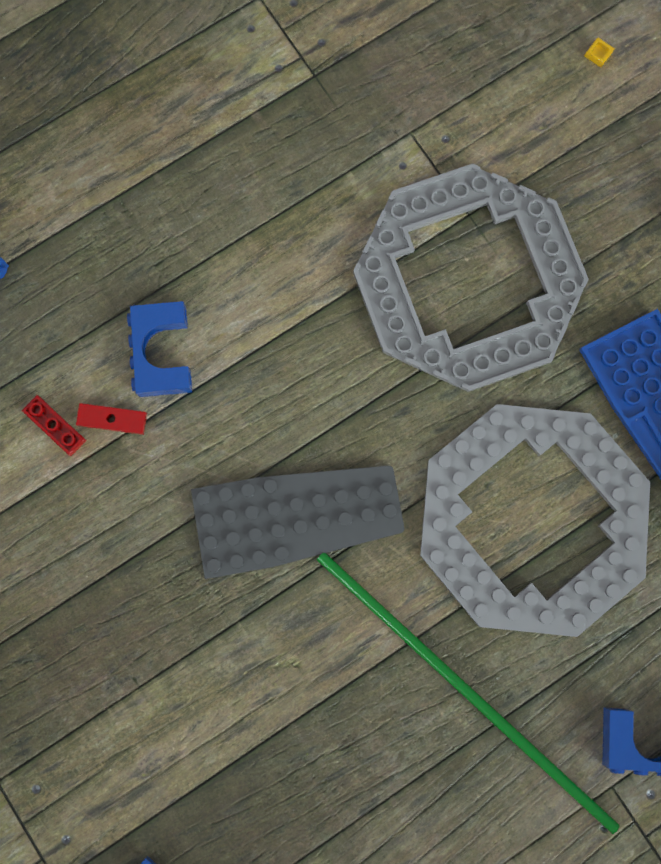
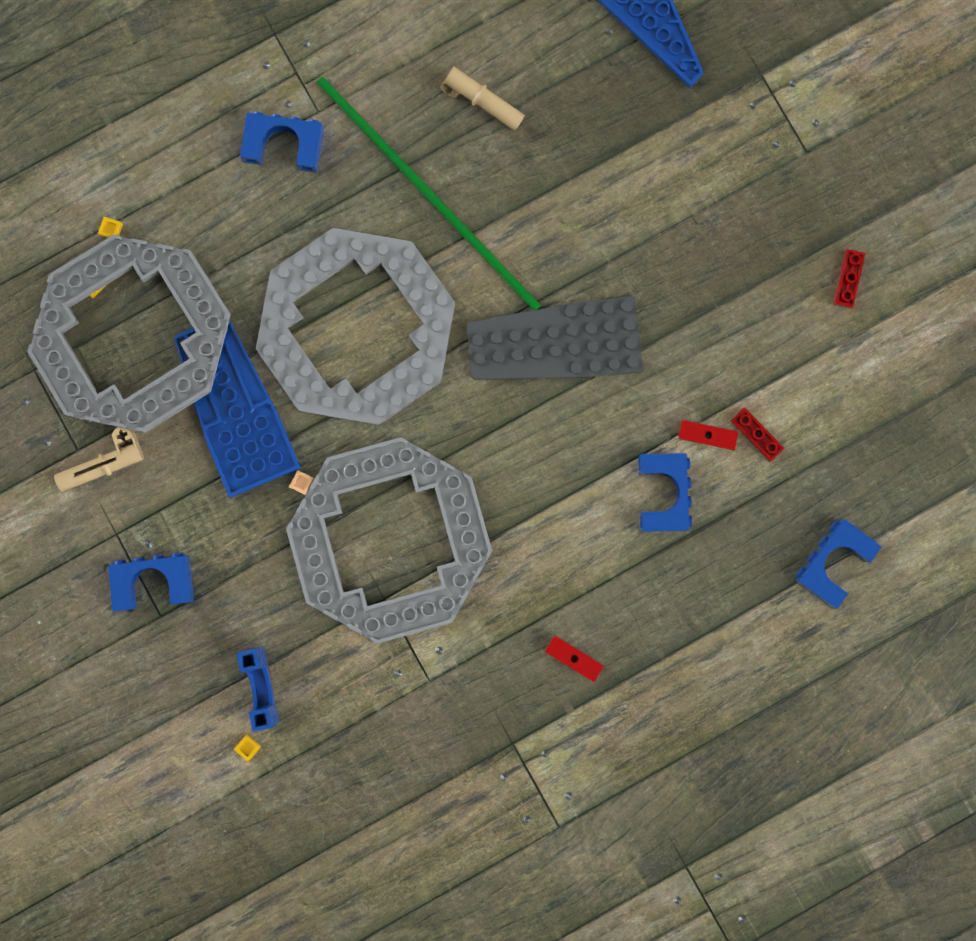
camera: 175 degrees left, 5 degrees up
(243, 157) = (584, 665): none -> red tile
(440, 834) = (479, 95): none -> tan piece
(576, 333) = (301, 482): none -> light nougat tile
(604, 128) = (264, 706): none -> blue arch

